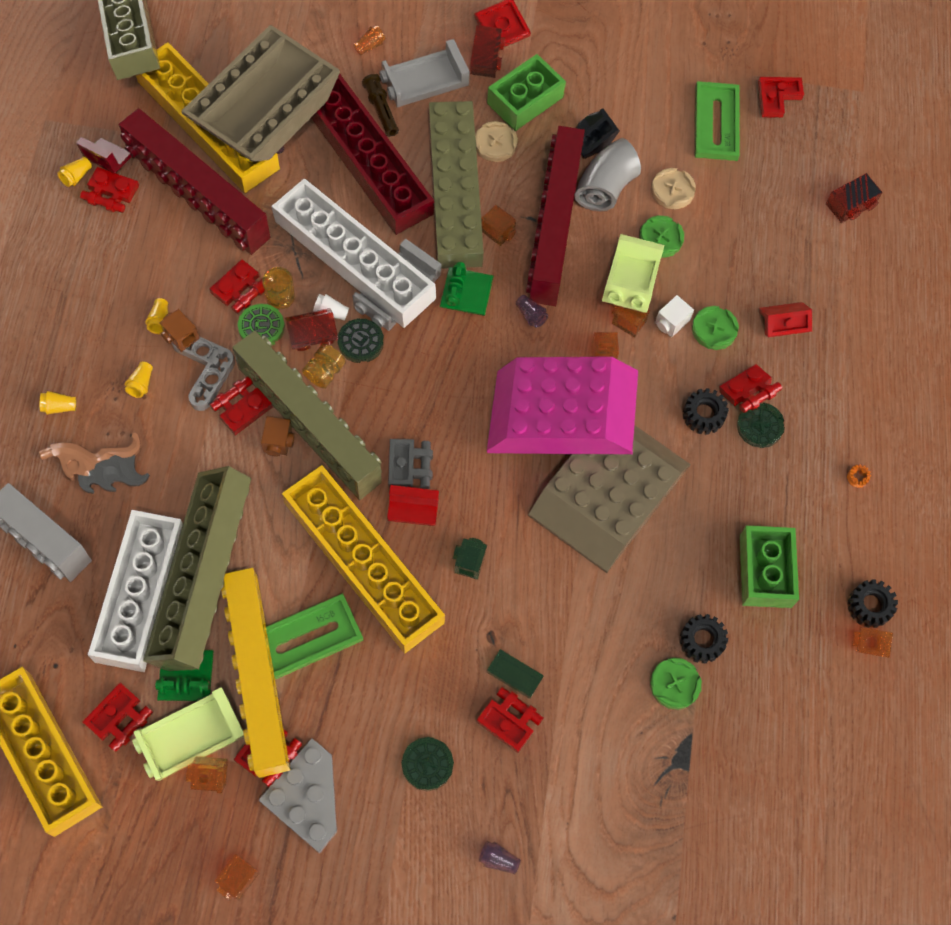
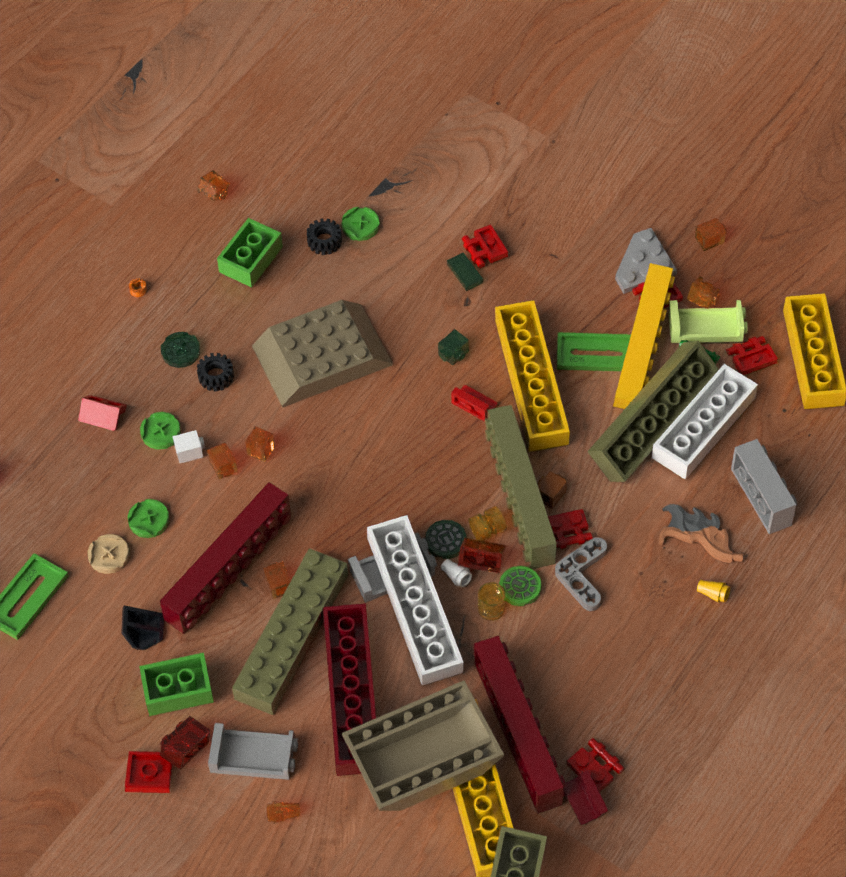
camera: 145 degrees left, 10 degrees down
(74, 171) = (619, 795): yellow cone -> none
(138, 382) = (641, 578): yellow cone -> none
(156, 315) = (602, 625): yellow cone -> none
(178, 330) = (591, 595): dark orange brick -> none
(234, 283) = (523, 632): red plate -> none
(378, 96) = (308, 748): dark brown pin -> none
(402, 462) = (464, 434): dark grey plate -> none
(427, 764) = (554, 247): clear green tile -> none
(466, 290) = (337, 540): green hinge -> none
(496, 141) = (227, 662): tan tile -> none
(498, 858) = (538, 179): cone -> none
(533, 312) = (296, 499): cone -> none
(564, 406) = (326, 403): dark pink slope -> none
(608, 176) = (159, 573): light grey brick -> none
(633, 273) = (201, 483): yellowish green panel -> none
(748, 383) = (173, 377): red plate -> none
(879, 591) = (195, 200): black tyre -> none

